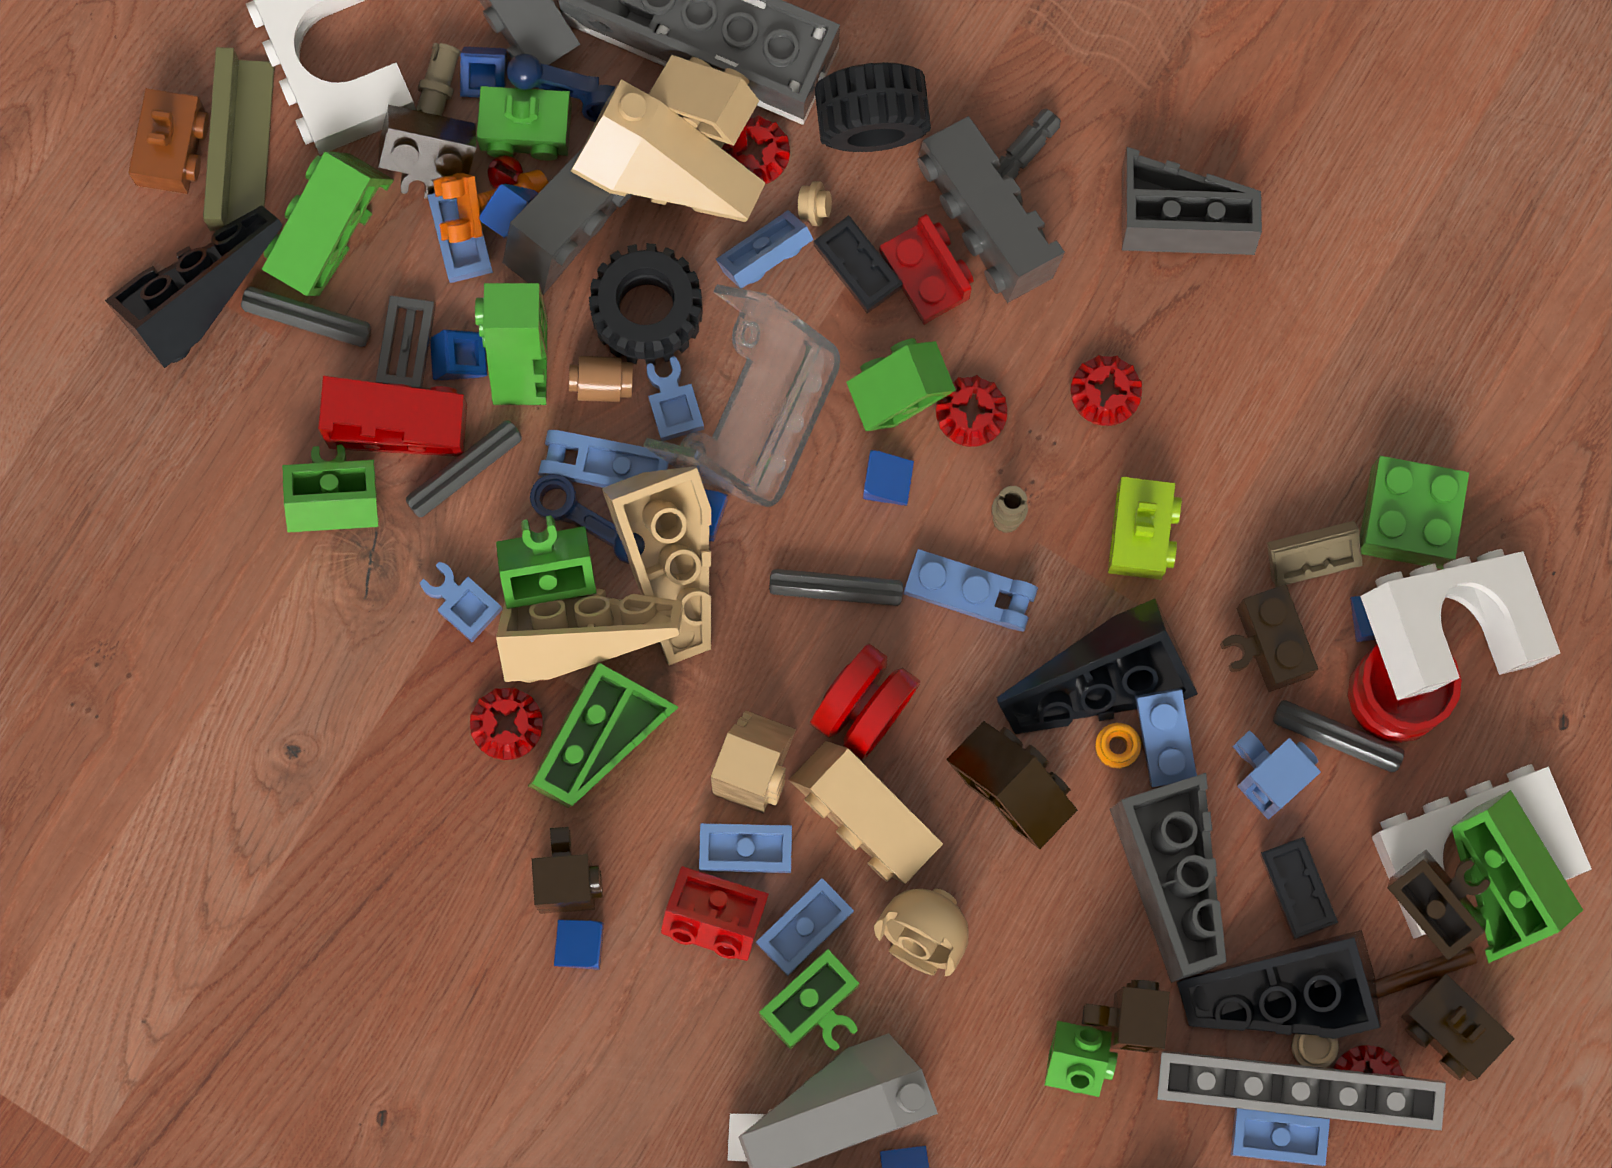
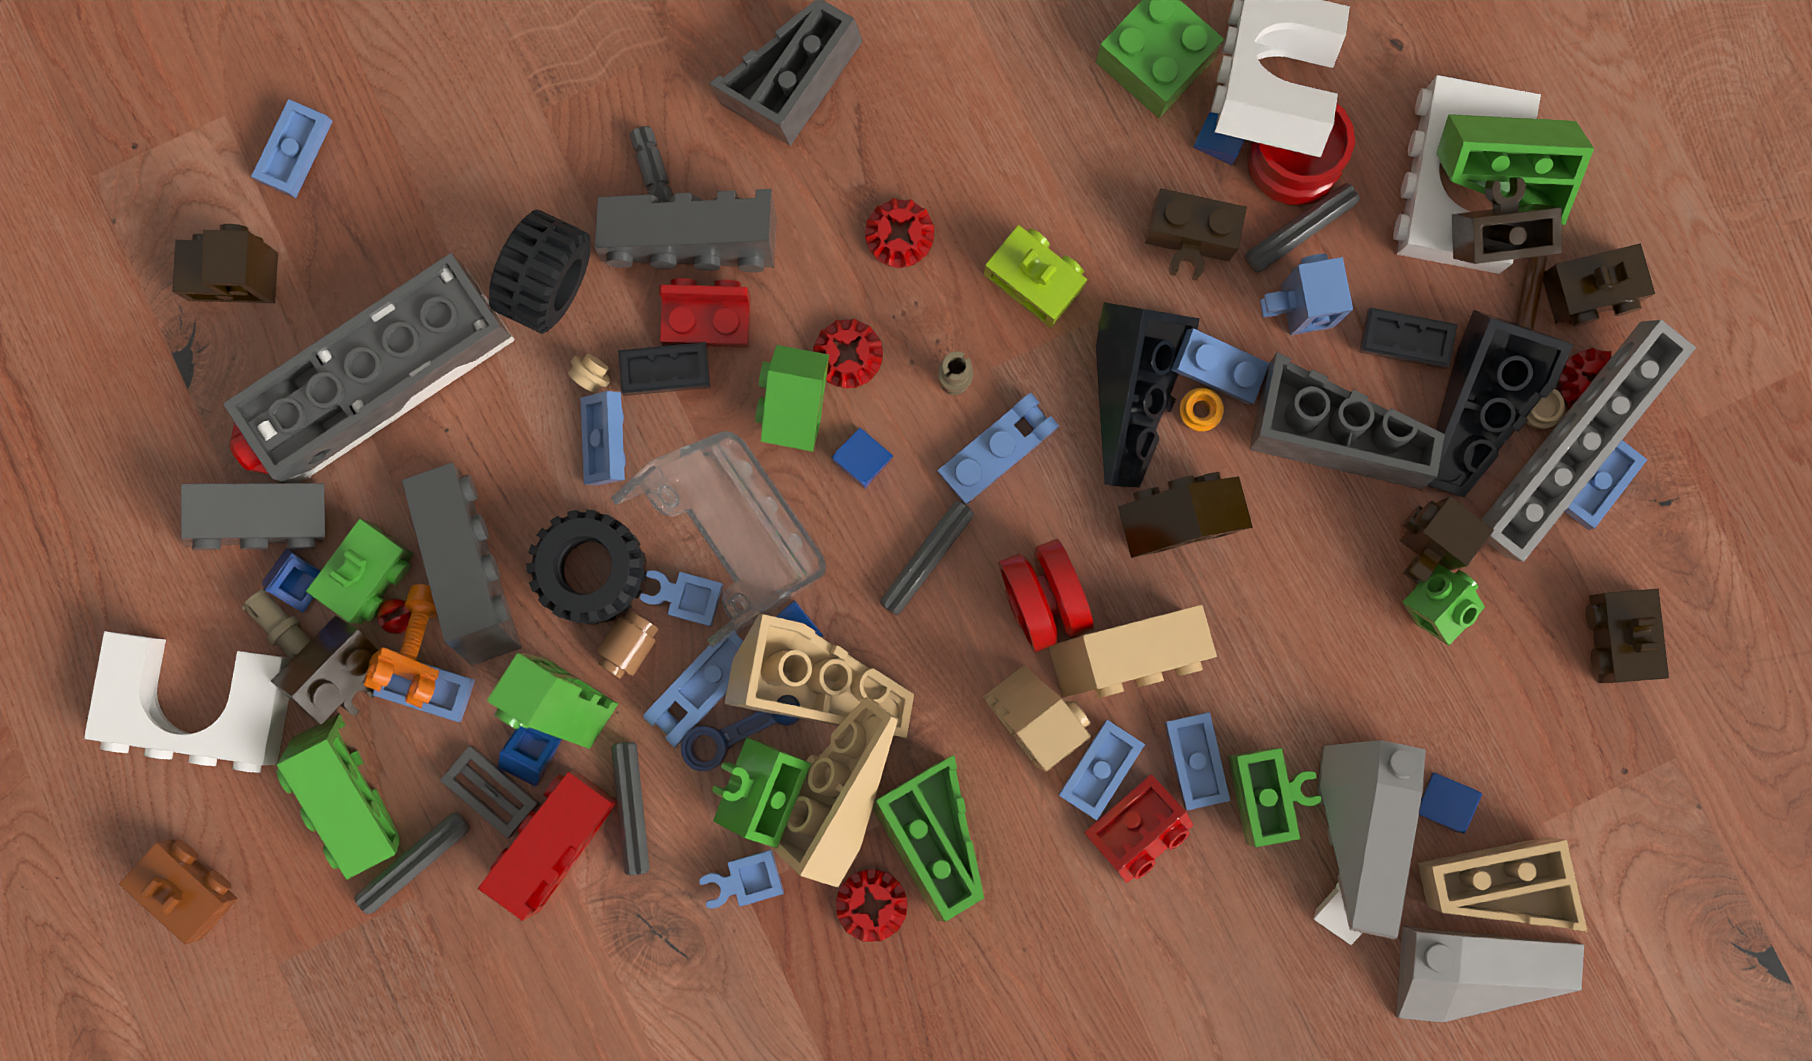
camera: 55 degrees left, 5 degrees up
(178, 304) = (330, 967): black wedge -> none
(238, 138) = (220, 829): olive panel -> none
(330, 493) = (581, 939): bright green brick -> none
(505, 206) = (427, 636): blue slope -> none
(527, 72) = (384, 498): dark blue piece -> none
(565, 879) = (1041, 942): dark brown brick -> none
(579, 944) = (1096, 958): blue slope -> none
(658, 155) = (464, 478): tan wedge -> none
(706, 97) = (444, 411): tan brick -> none
(774, 156) = (522, 410): red gear -> none
(925, 930) = (1262, 662): tan cylinder -> none
(1314, 553) = (1143, 150): dark tan plate -> none

